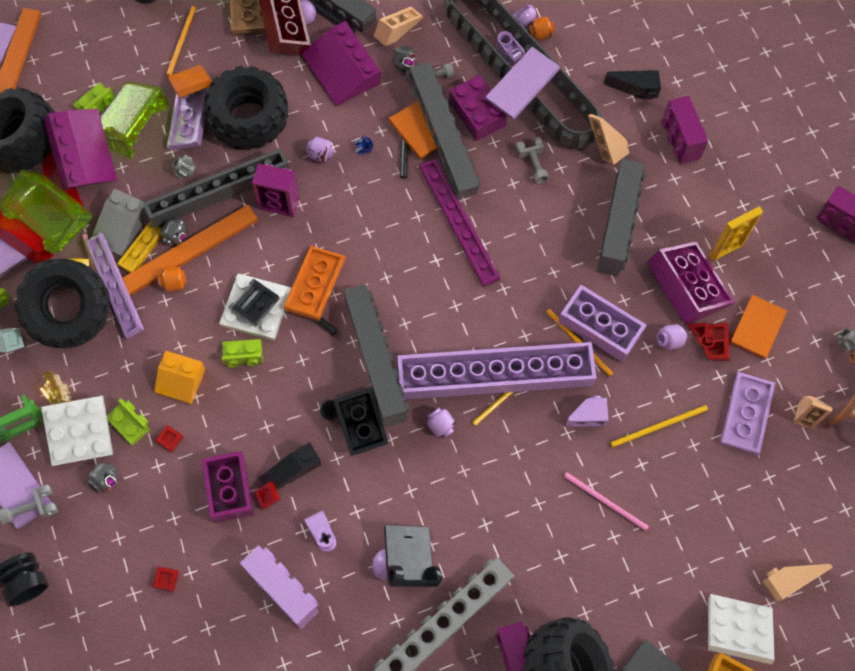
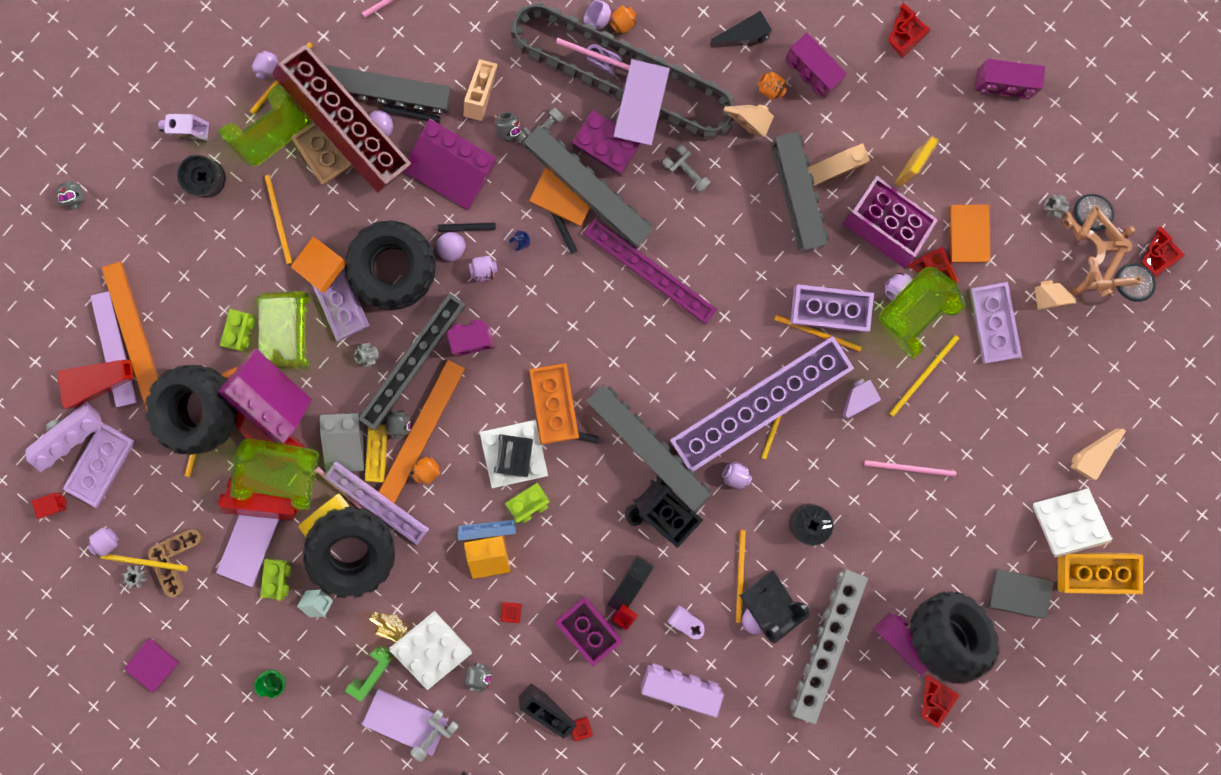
camera: 30 degrees left, 20 degrees up
(127, 422) = (467, 618): lime bracket -> none
(144, 542) = (545, 711): none -> black slope
(187, 352) = (486, 530): none -> medium blue tile
(304, 123) = (450, 246): none -> lavender hair
(324, 115) = (466, 227): none -> black bar
(396, 515) = (740, 575): none -> light orange axle
(475, 502) = (801, 518): none -> black wheel
(500, 34) = (593, 54): none -> bright pink axle
(639, 130) = (772, 85): none -> orange head
(667, 215) = (839, 164): none -> light nougat slope
(684, 360) = (918, 306): none -> clear neon green windscreen
(776, 146) = (907, 31): none -> red slope

